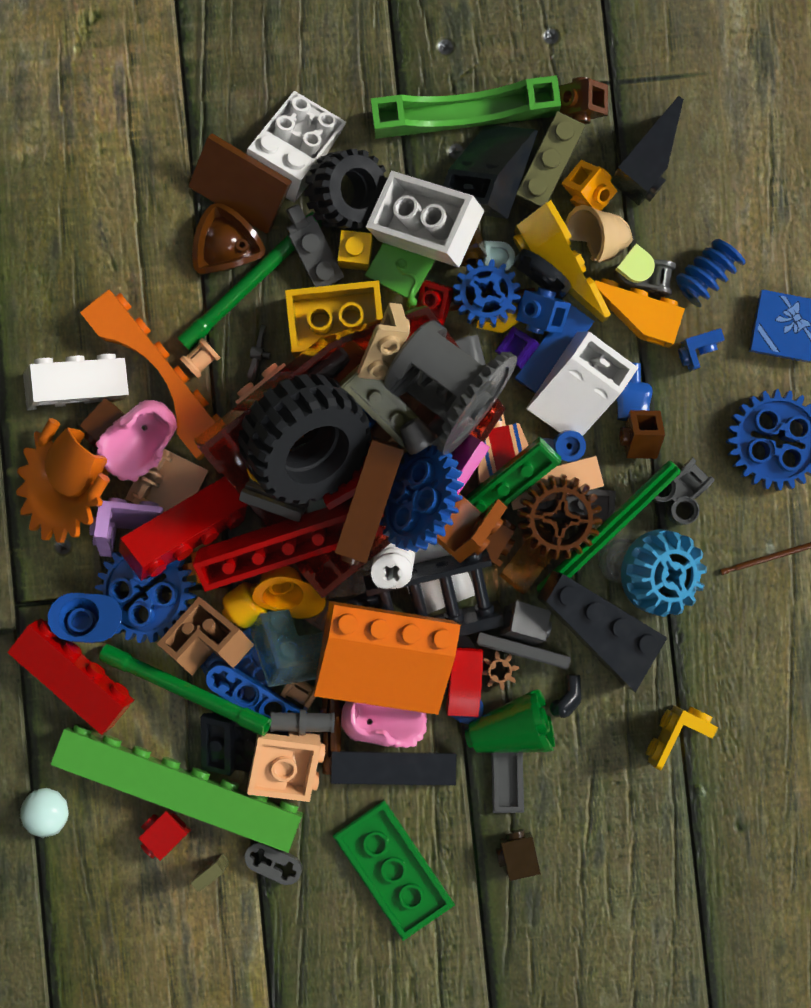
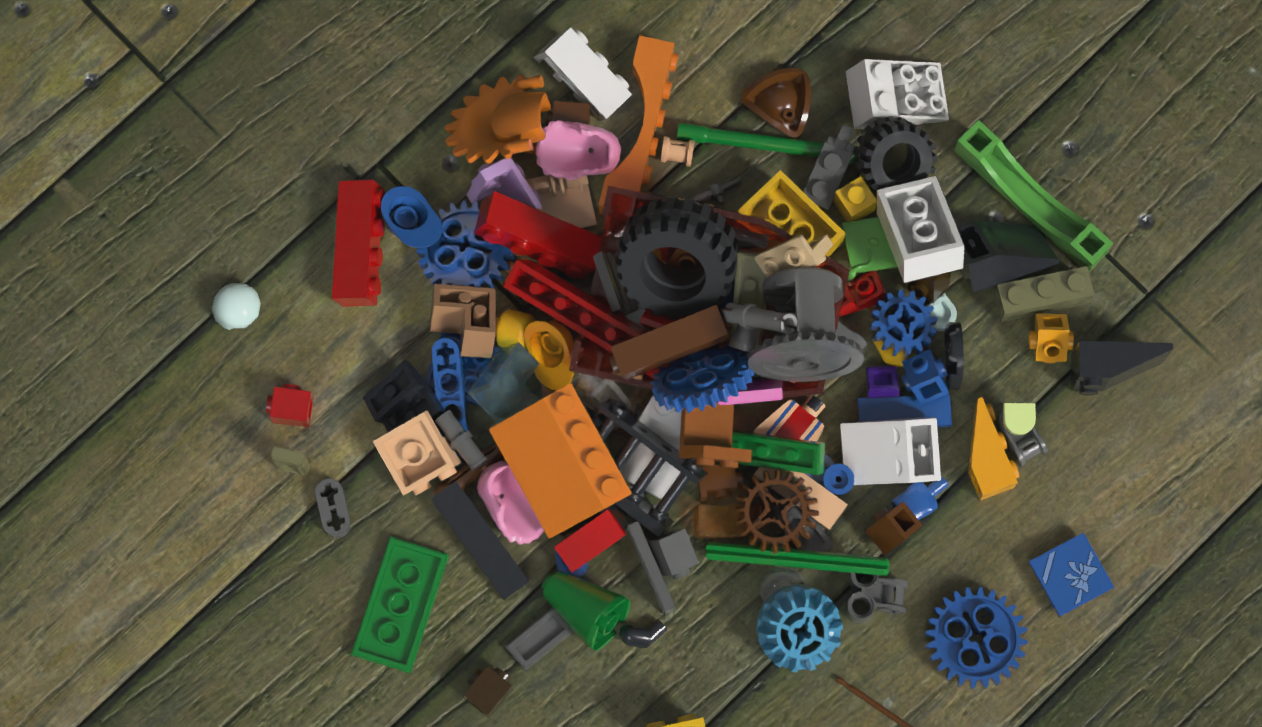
camera: 50 degrees right, 10 degrees down
(177, 788) = (334, 390): bright green brick -> none
(239, 182) = (834, 76): reddish brown tile -> none
(242, 716) = (430, 389): green piece -> none
(300, 692) = (481, 424): medium nougat bush -> none
(392, 567) = (637, 406): white piece -> none
(407, 418) = (752, 316): none -> light grey pin
(506, 675) = (620, 553): medium nougat gear -> none
(549, 238) = (981, 338): yellow wedge -> none
(584, 99) = (1114, 280): reddish brown brick -> none
(604, 232) = (1026, 376): tan helmet -> none
(611, 634) = (718, 622): black wedge -> none
(704, 343) = (1003, 520): blue bracket -> none
(707, 270) = (1063, 480): blue piece -> none

